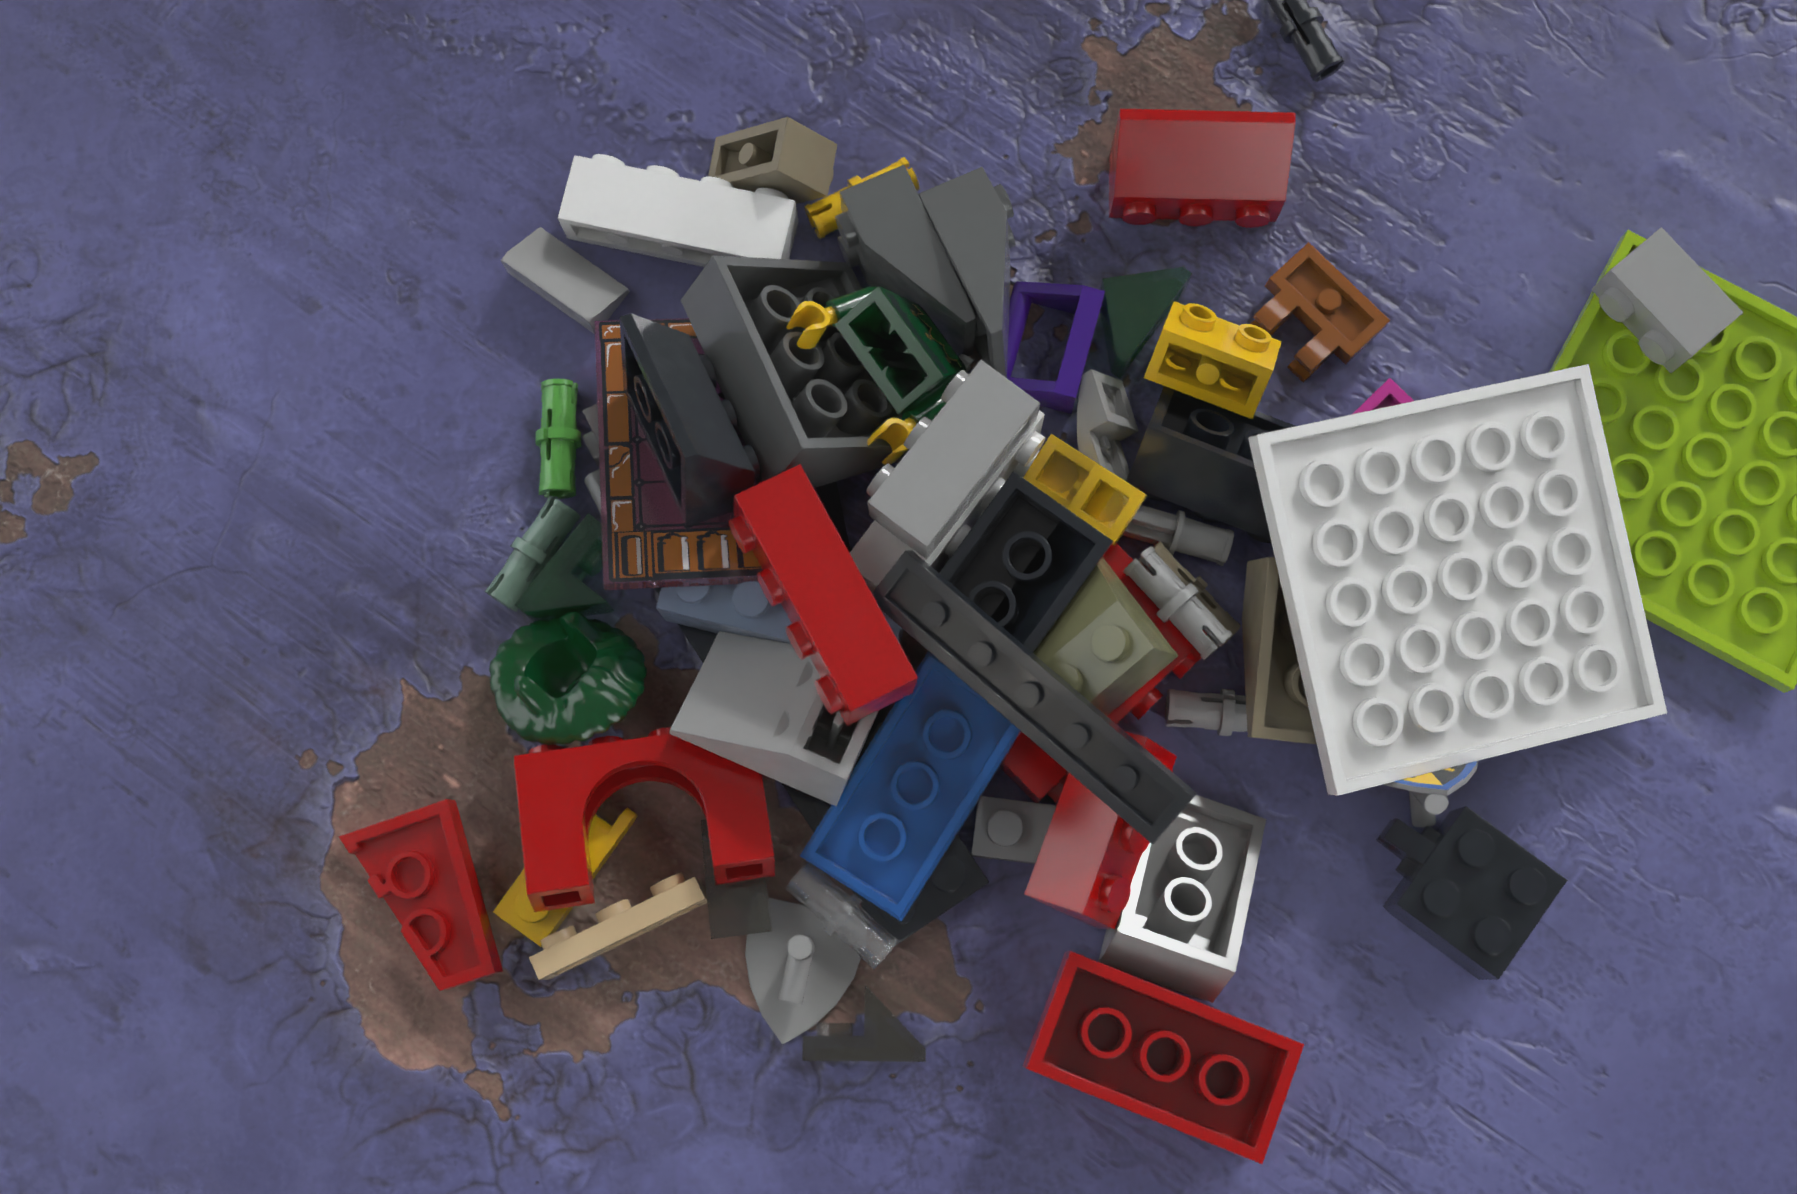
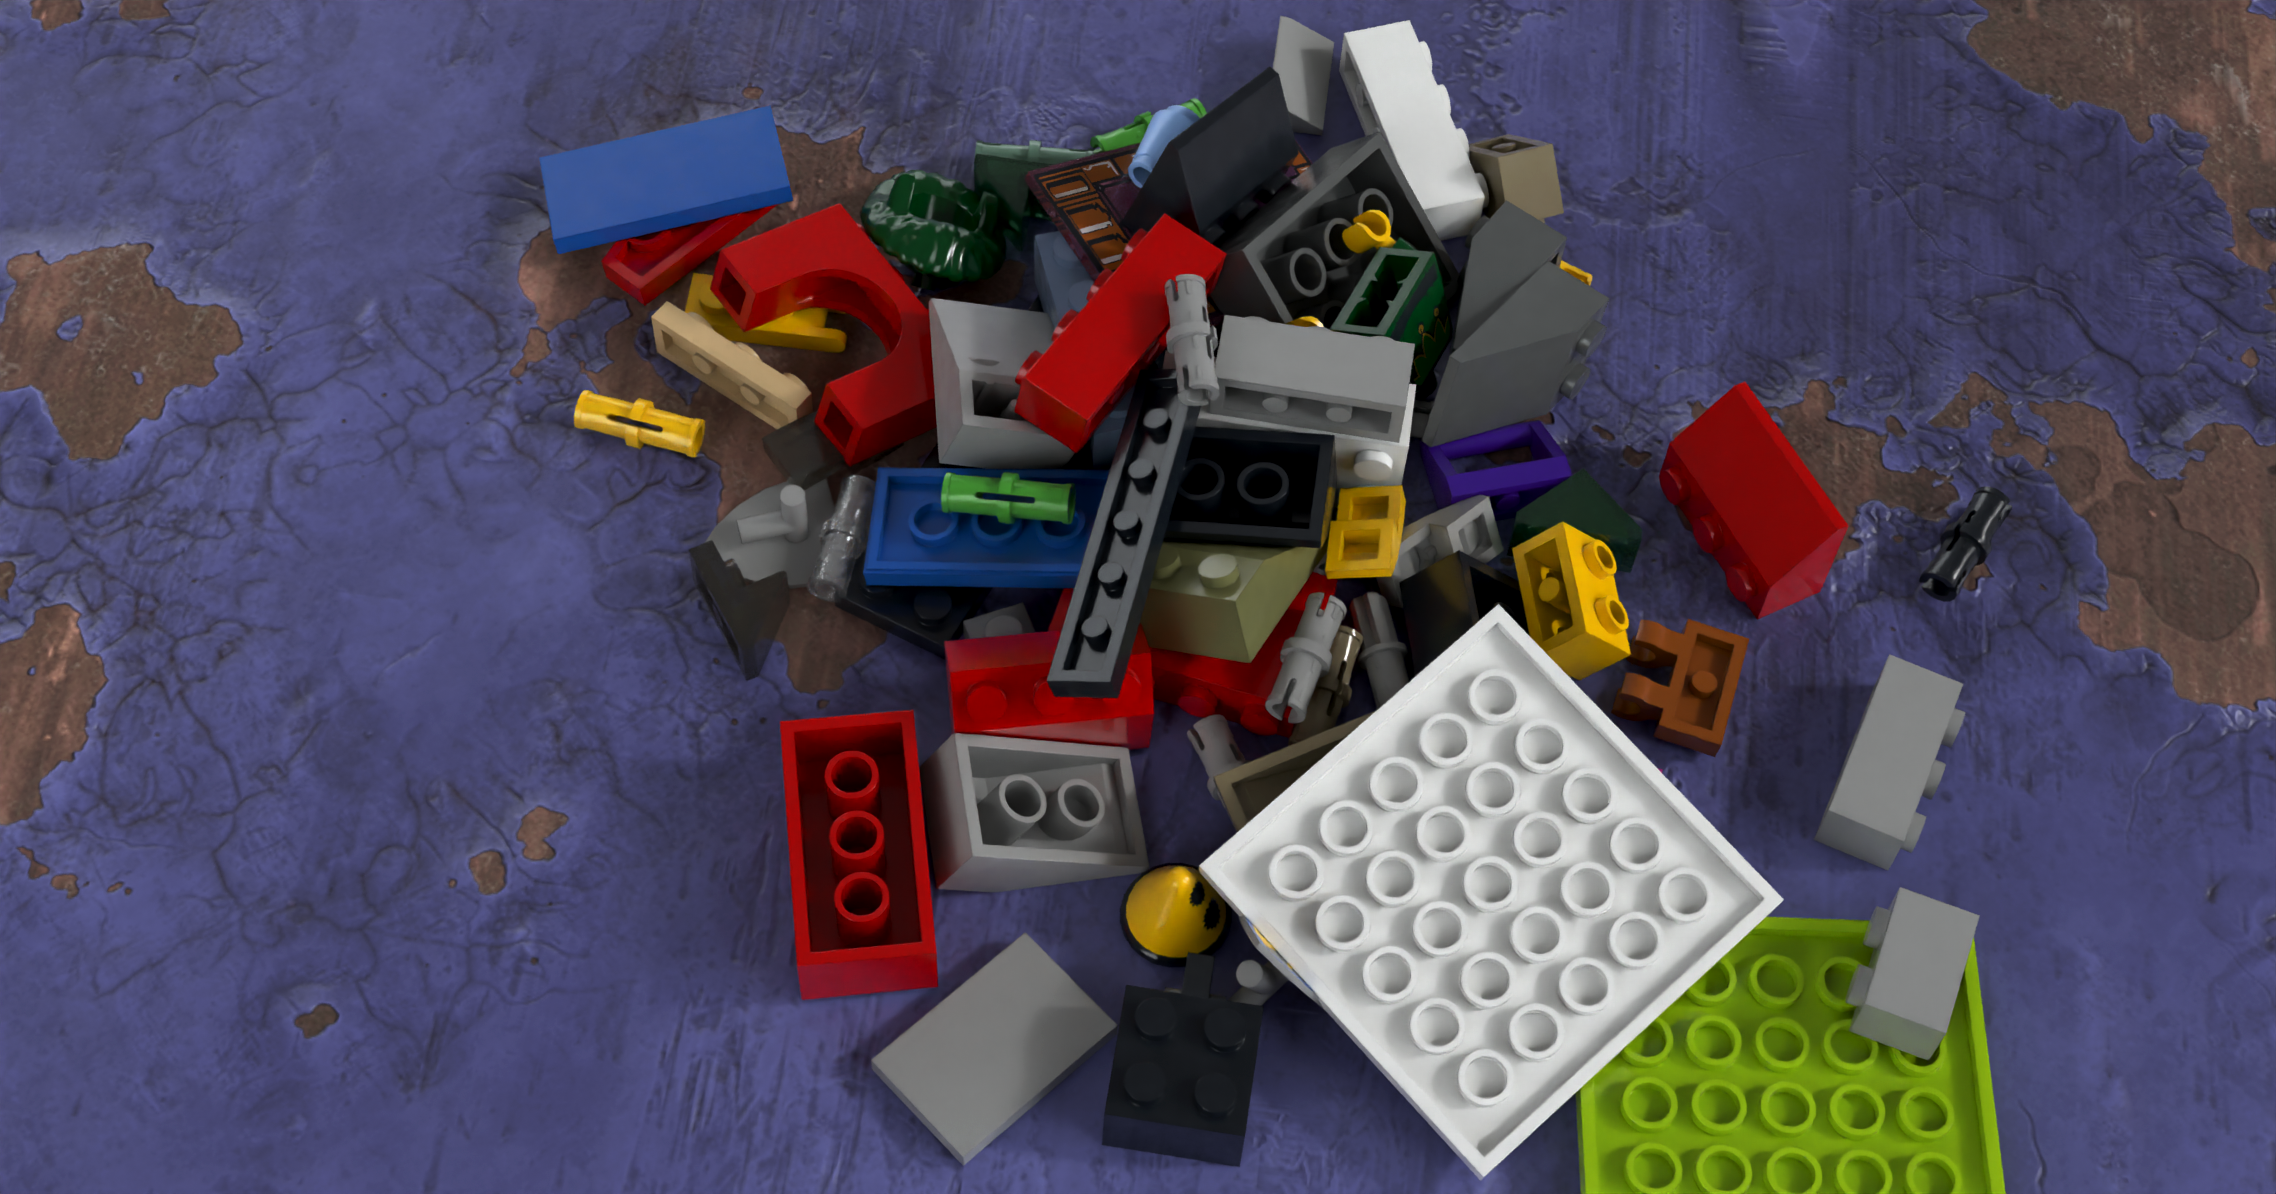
camera: 55 degrees right, 20 degrees down
(383, 893) = (664, 179): none -> blue tile
(626, 444) = (1161, 130): none -> light blue cone
(626, 1034) = (601, 413): none -> yellow pin
(886, 545) = (1191, 340): none -> light grey pin
(909, 768) = (966, 493): none -> bright green pin
(1312, 826) = (1174, 913): none -> yellow hat
(1366, 1025) = (994, 1048): none -> light grey tile
(1463, 202) = (1892, 764): none -> light grey brick

